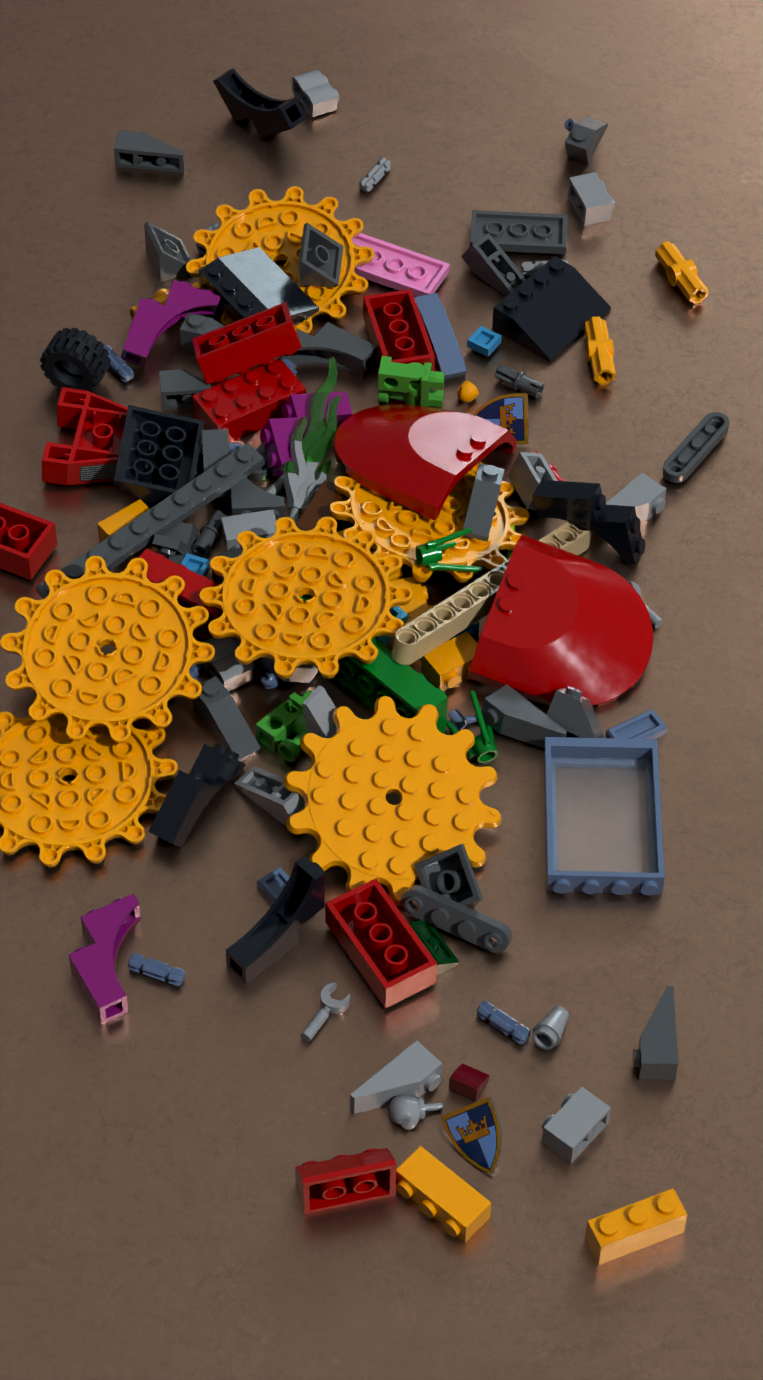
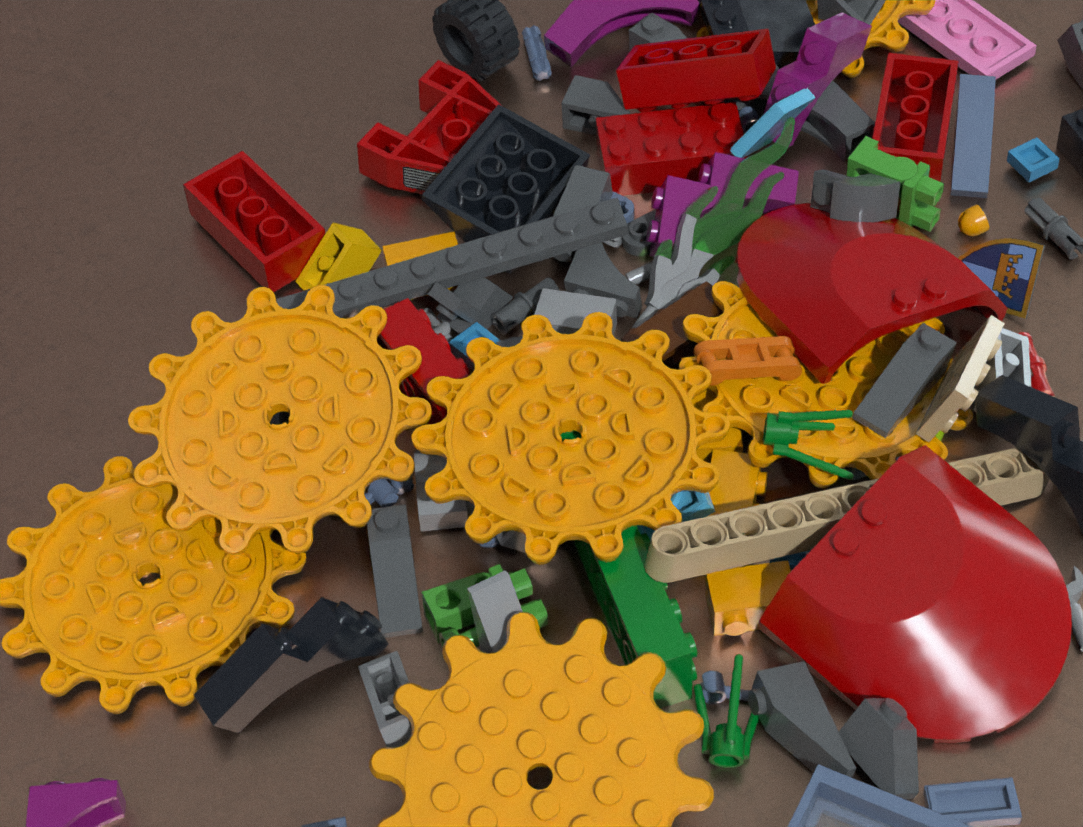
camera: 30 degrees right, 0 degrees up
(68, 542) = (339, 255): none -> yellow slope
(318, 364) = (772, 123): none -> medium azure tile
(320, 329) = (822, 56): none -> magenta arch
(385, 517) = (748, 358): none -> orange plate
(393, 399) = (855, 198): none -> dark grey brick
(517, 490) = (958, 384): none -> tan plate

